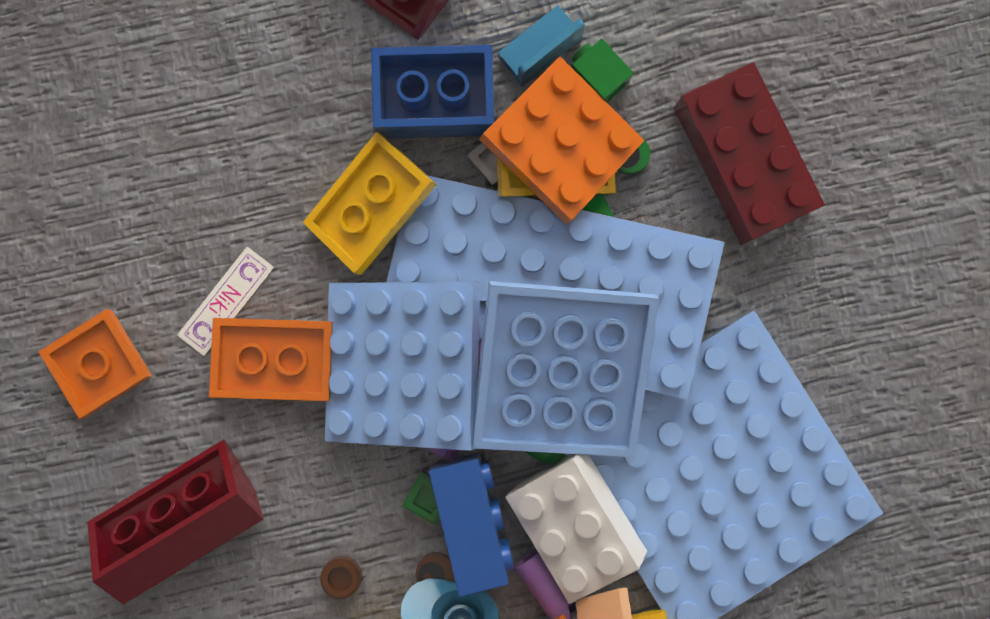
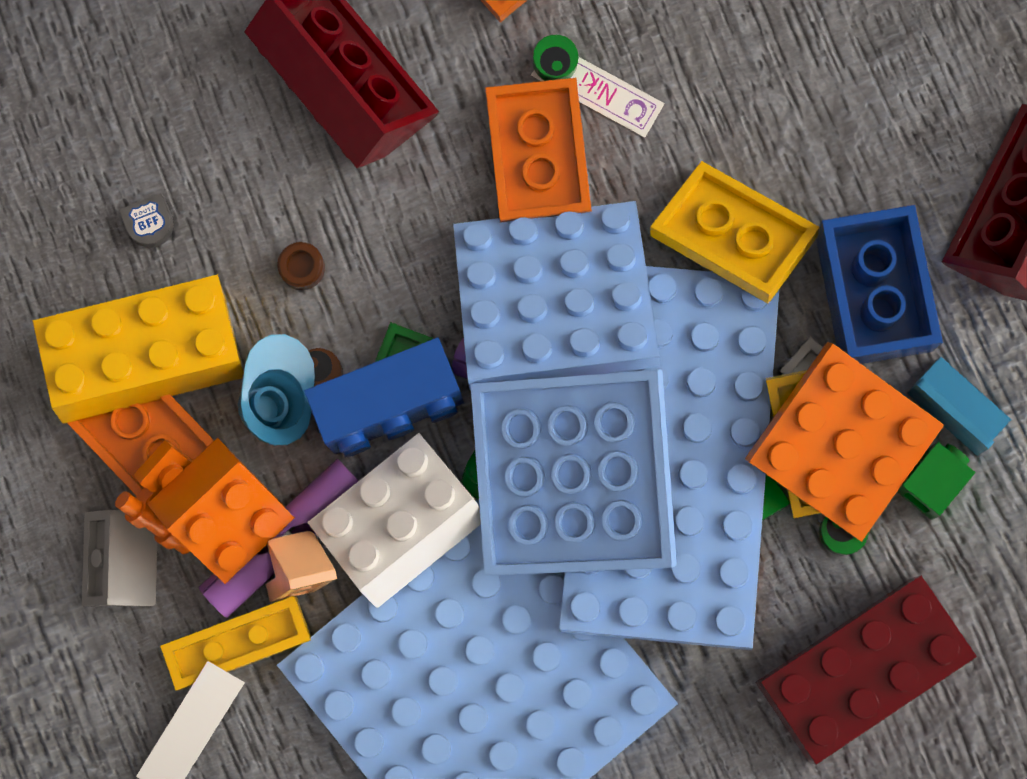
camera: 90 degrees right, 5 degrees down
(192, 333) = (555, 58): none -> green tile

